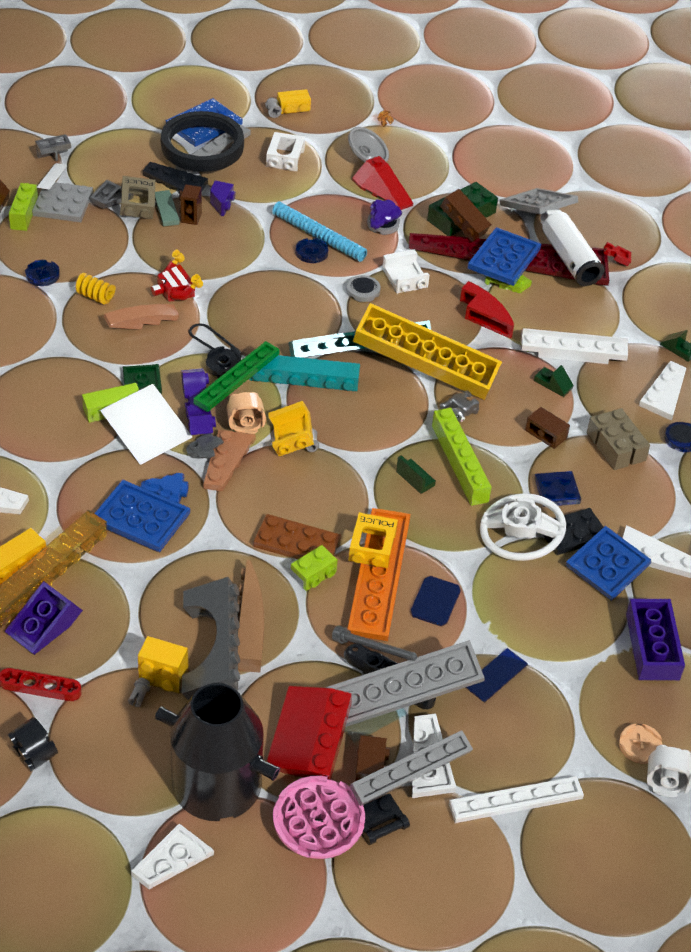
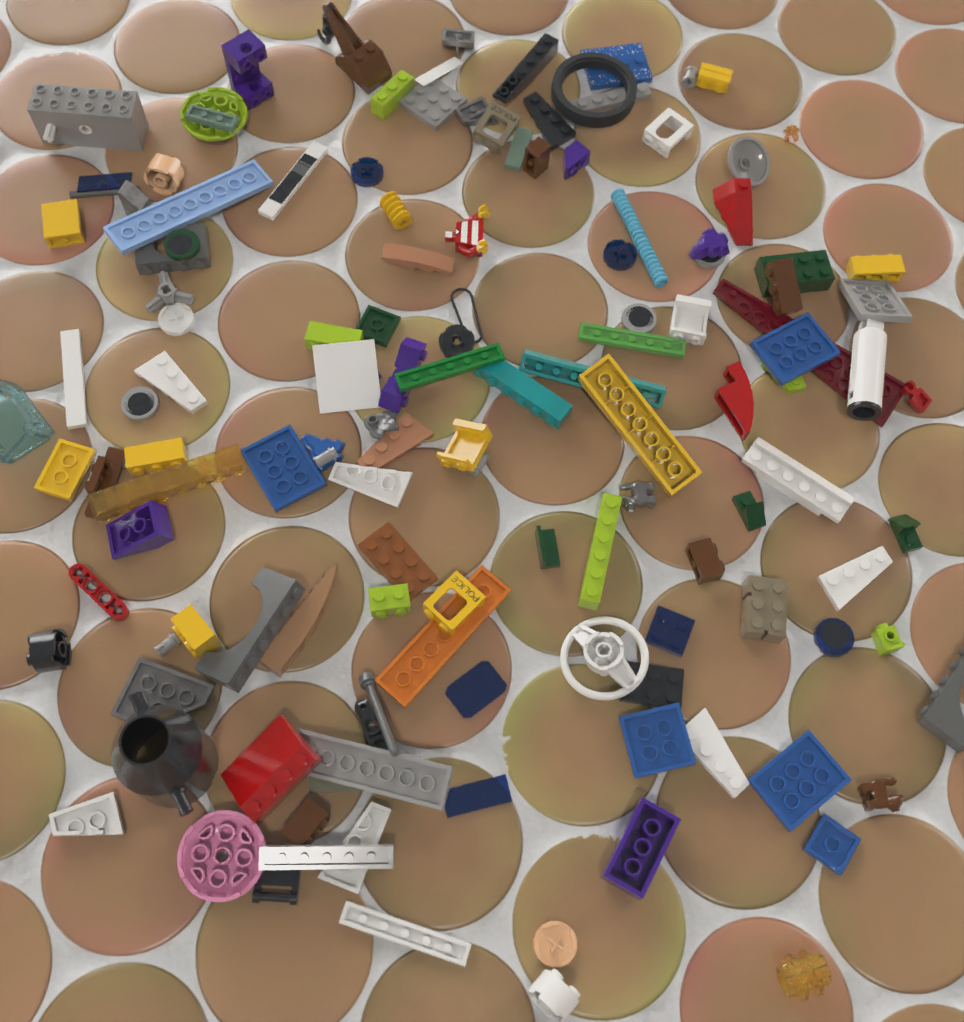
camera: 30 degrees right, 20 degrees up
(131, 146) = (528, 69): none -> black slope
(148, 740) = (162, 687): none -> flat silver wing
(181, 481) = (326, 457): none -> light grey pin
(234, 490) = (378, 483): none -> white wing
(246, 412) = (435, 408): light nougat brick -> none
(359, 305) = (632, 340): none -> bright green plate
(521, 181) = (876, 267): none -> yellow brick

